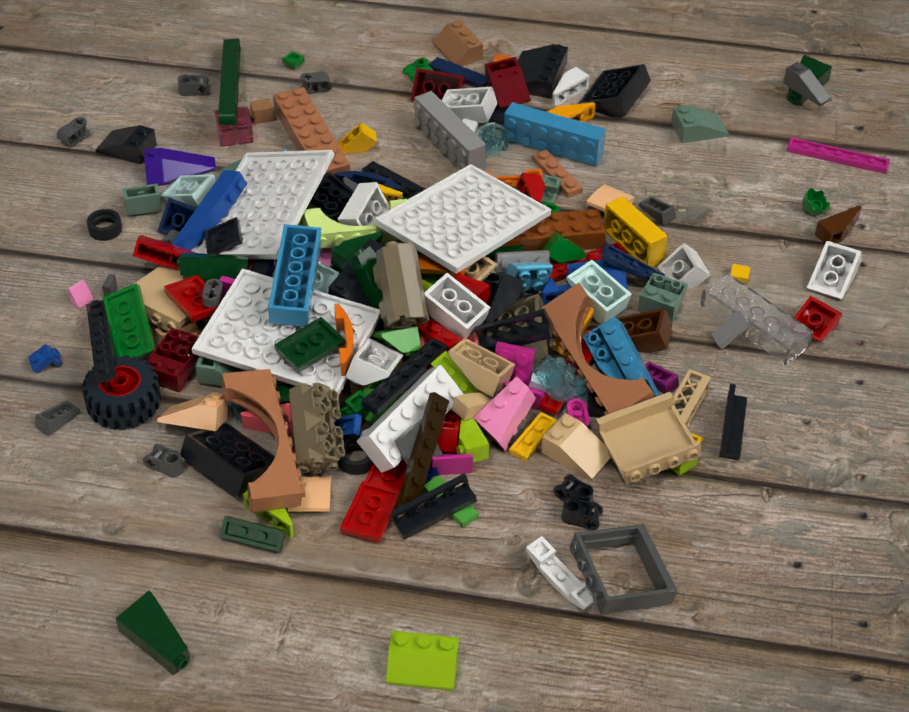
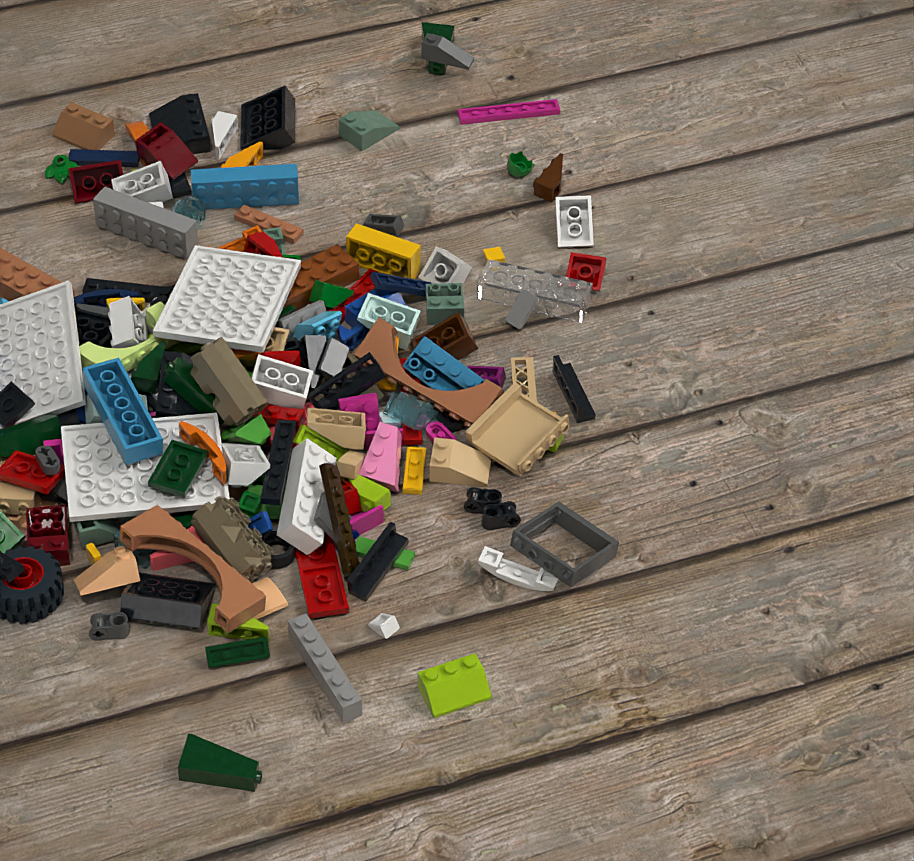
camera: 30 degrees left, 0 degrees up
(199, 390) = (92, 553): none -> yellow tile
(316, 587) = (325, 668): none -> light grey brick
(358, 140) = (58, 261): yellow slope -> none
(403, 570) = (384, 625): none -> white slope
(520, 303) = (333, 358): none -> slope
(605, 195) = (334, 231): light nougat slope -> none

